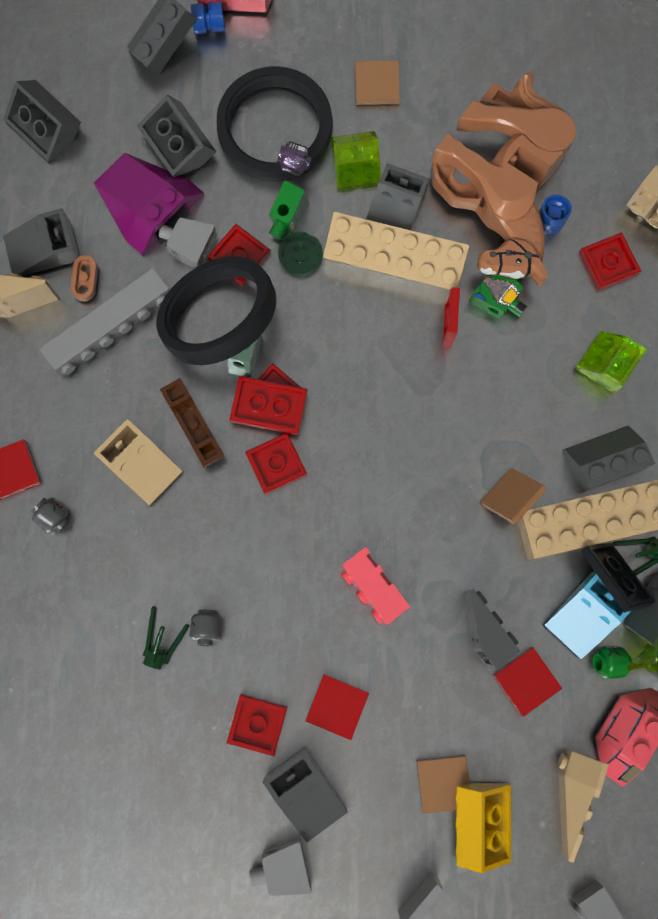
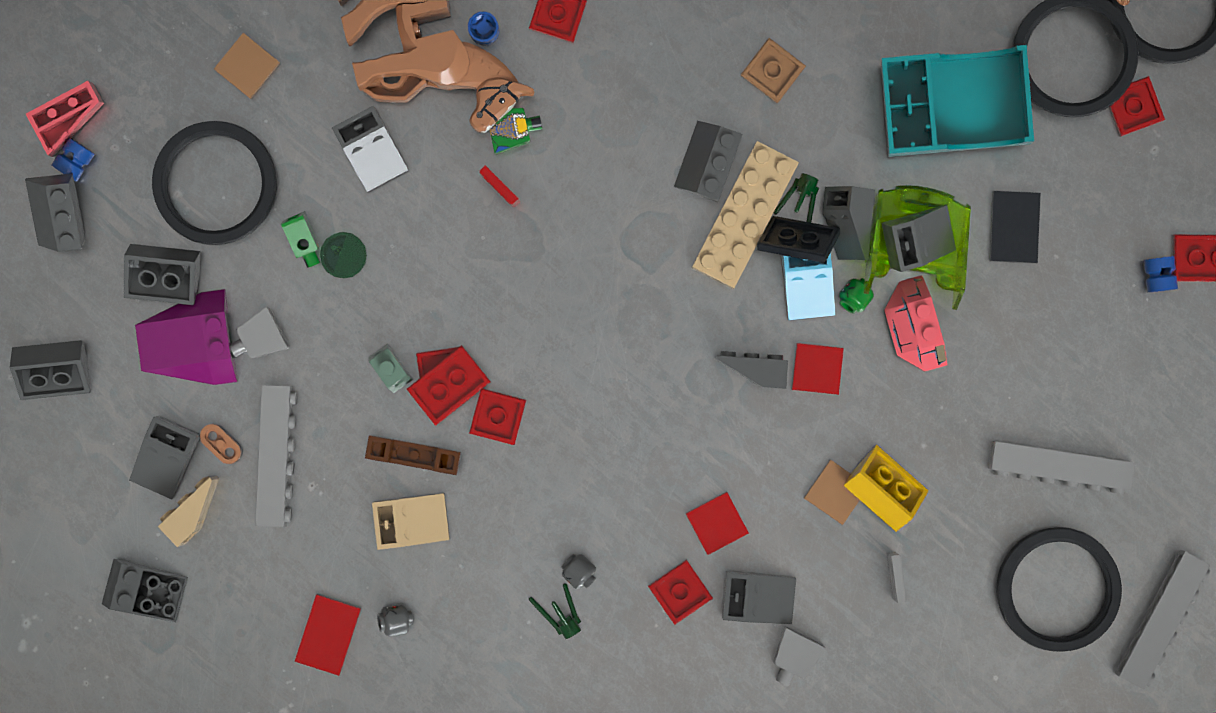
camera: 45 degrees left, 10 degrees up
(237, 339) = (386, 359): black tyre -> none
(242, 244) = (302, 304): red tile -> none
(294, 158) = (265, 199): clear purple head -> none
(356, 159) = (302, 143): clear neon green slope -> none
(374, 587) = (655, 423): coral wedge -> none
(395, 251) = (409, 182): tan brick -> none
(513, 496) = (675, 260): medium nougat tile -> none
(579, 781) = (914, 395): tan wedge -> none
(611, 360) = (636, 90): clear neon green slope -> none

